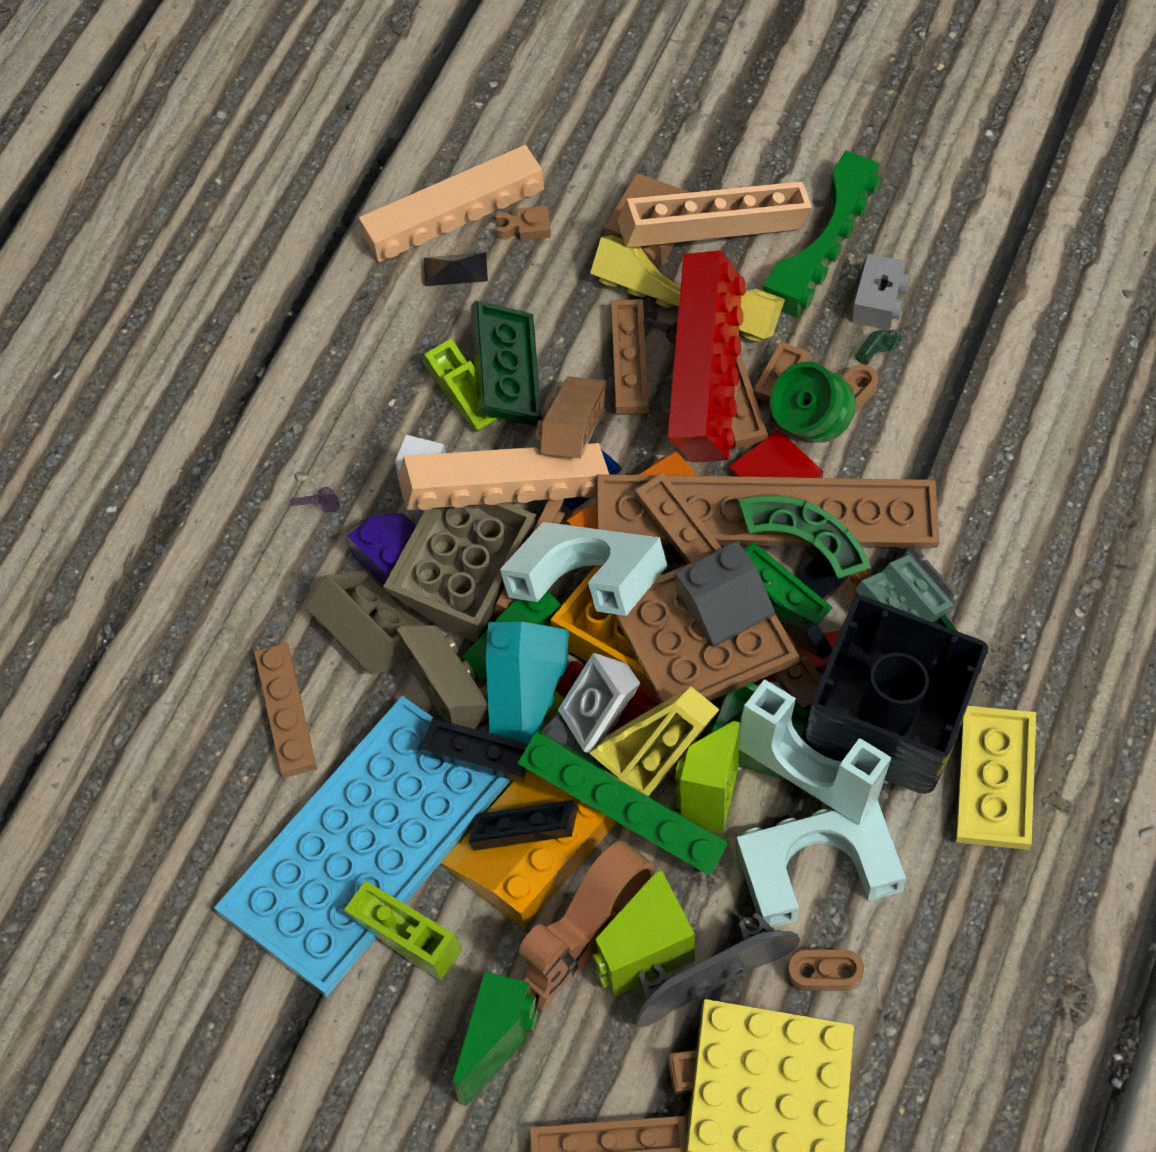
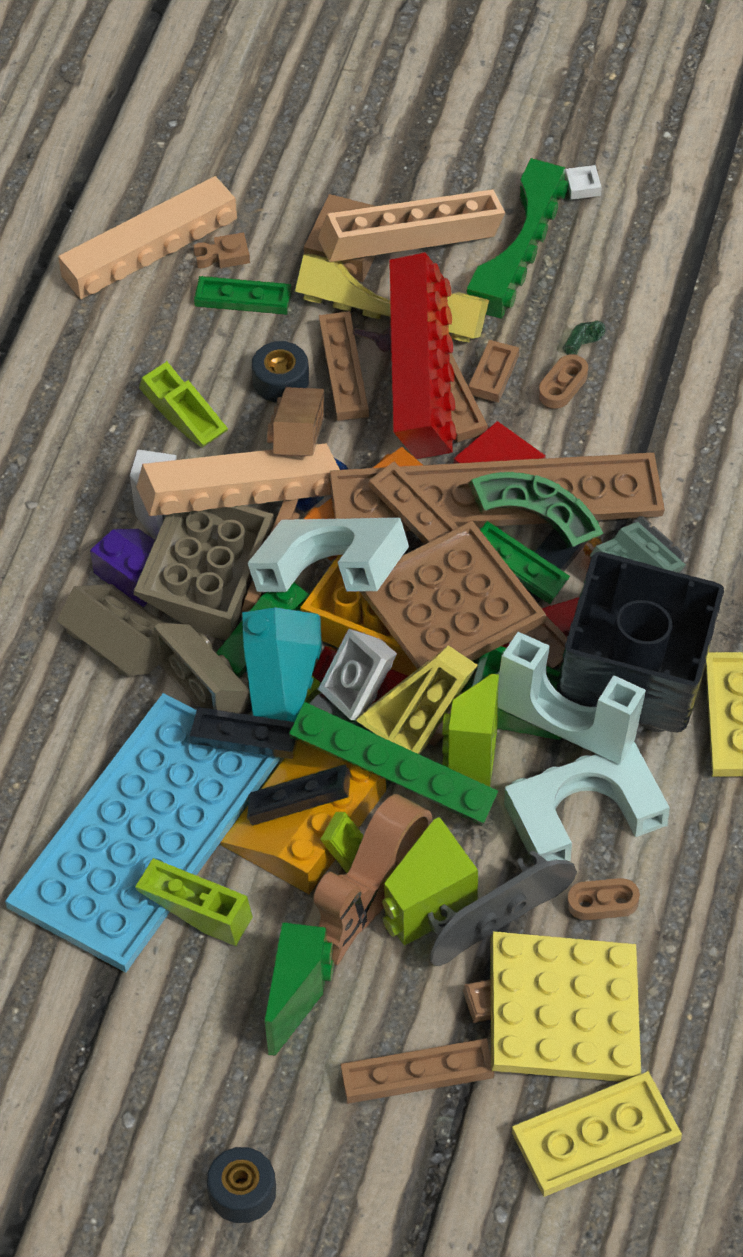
camera: 10 degrees left, 5 degrees down
(285, 710) = (48, 719): medium nougat plate -> none
(325, 497) = (60, 520): clear purple hand -> none
(455, 269) = (159, 299): black slope -> none
(505, 363) = (222, 381): dark green tile -> none
(539, 271) = (242, 295): none -> green tile
(561, 880) = (342, 839): none -> lime plate
(564, 353) = (278, 367): none -> black wheel
(724, 594) = (468, 563): dark grey slope -> none
(803, 631) = (549, 595): black tile -> none
(812, 402) = (528, 390): green wheel -> none
(879, 292) = (579, 286): light grey brick -> none
(896, 178) = (583, 182): none -> white plate

